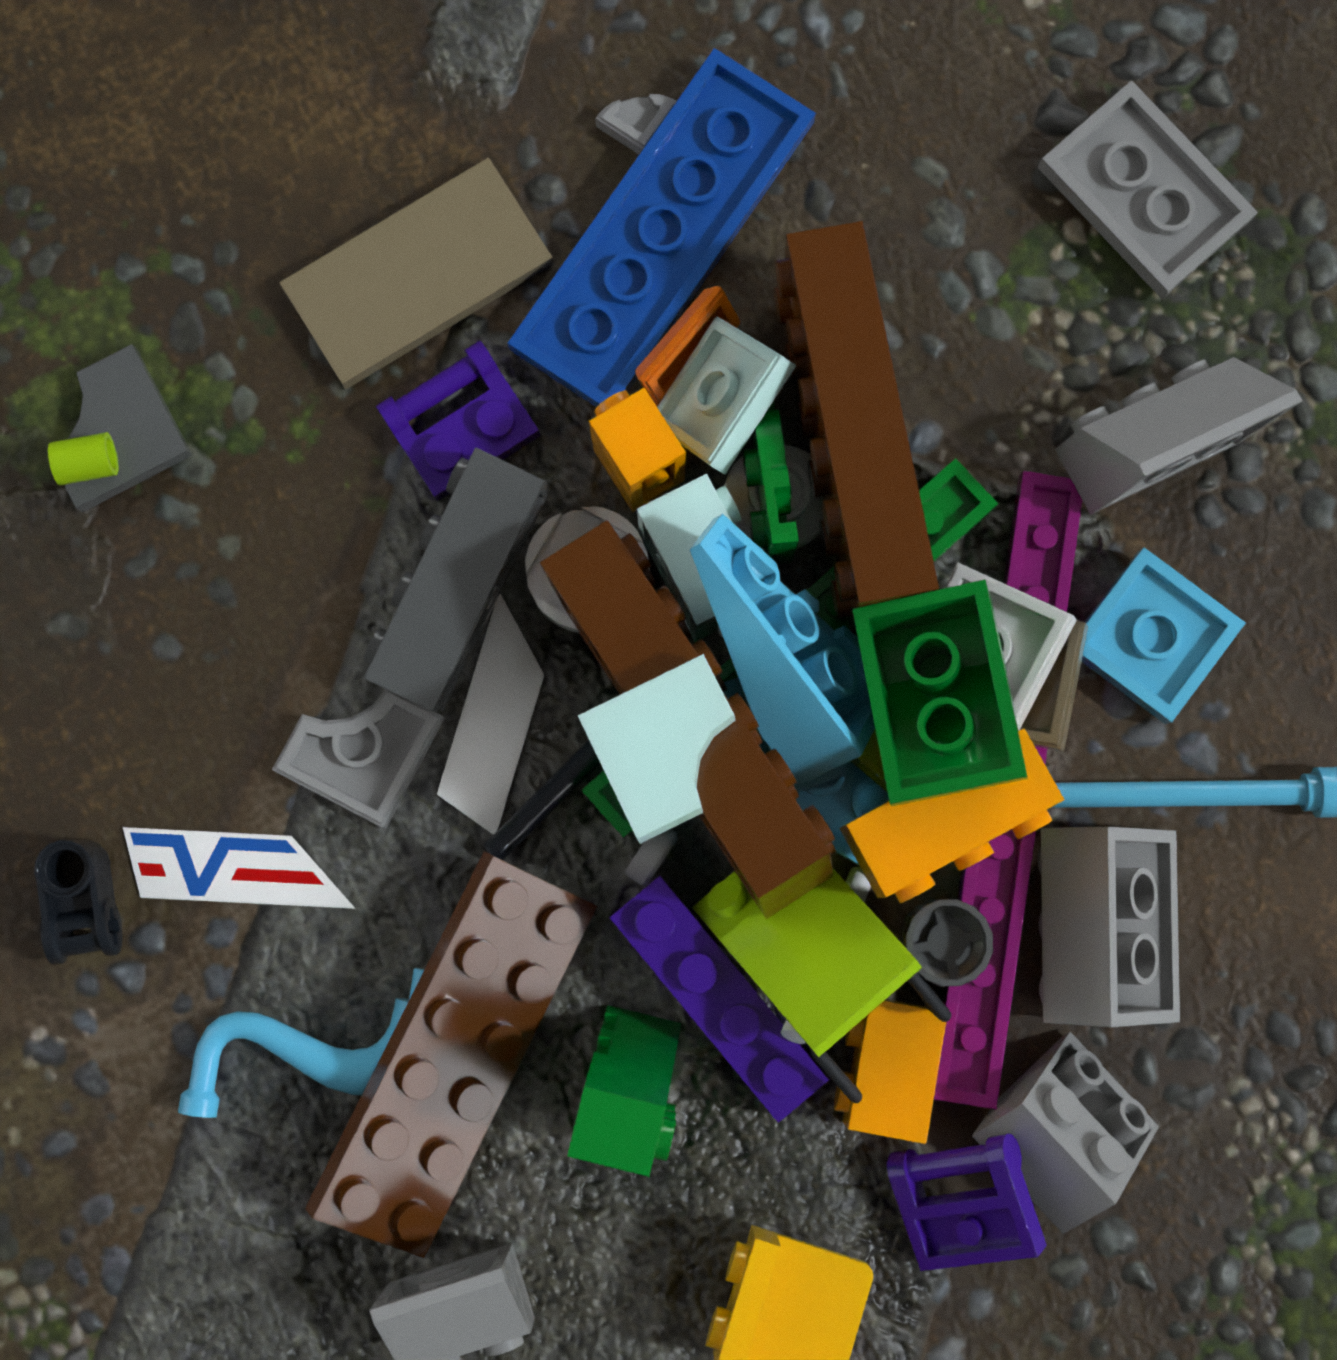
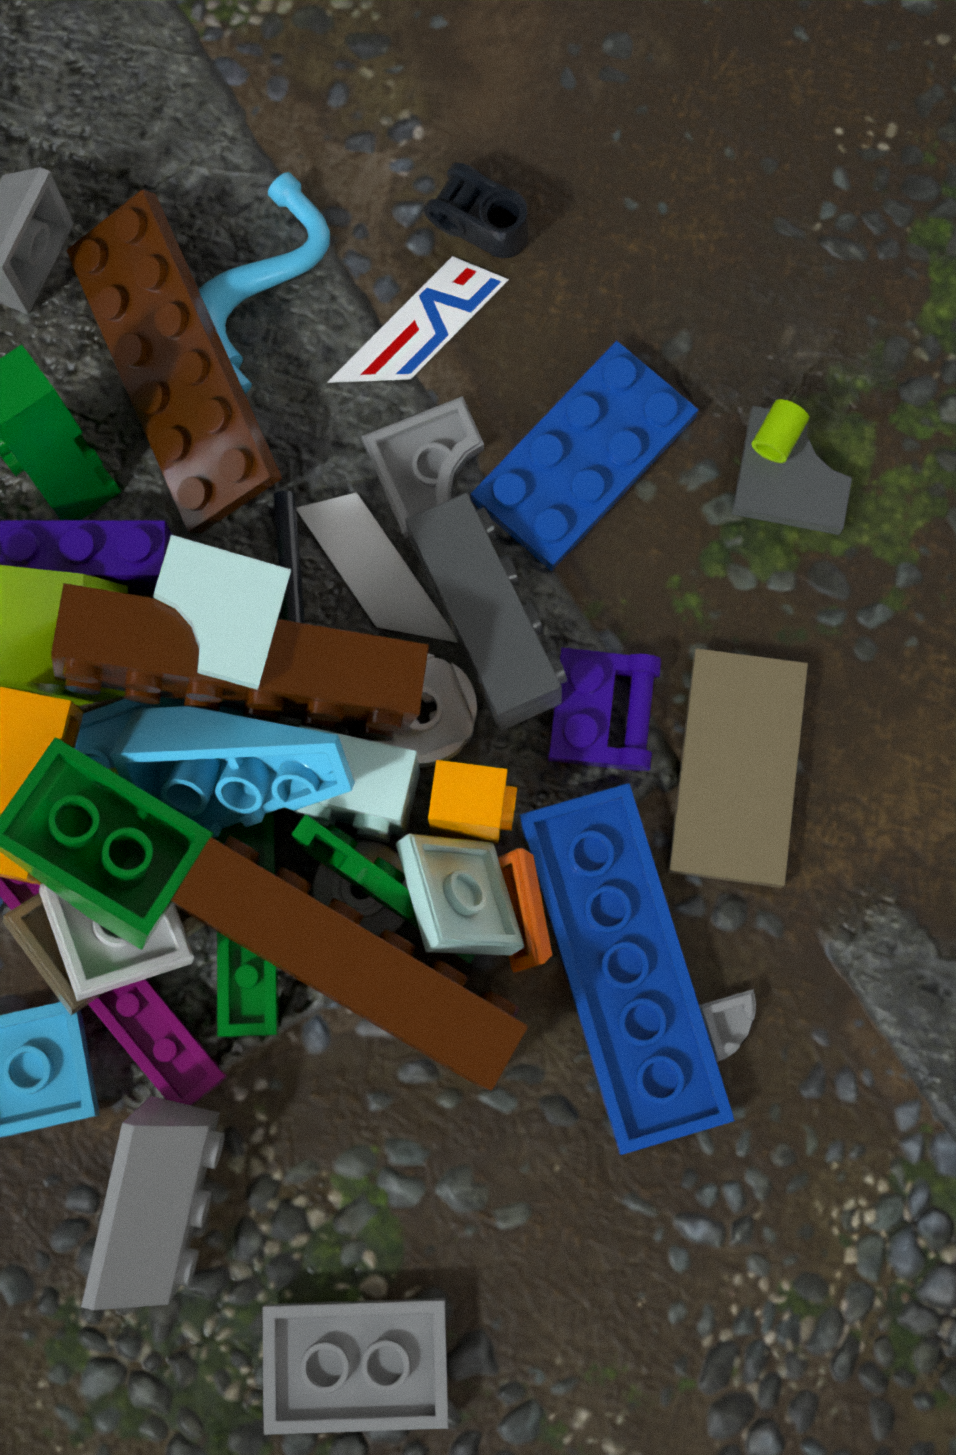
camera: 130 degrees right, 5 degrees down
(239, 620) = (584, 455): none -> blue plate

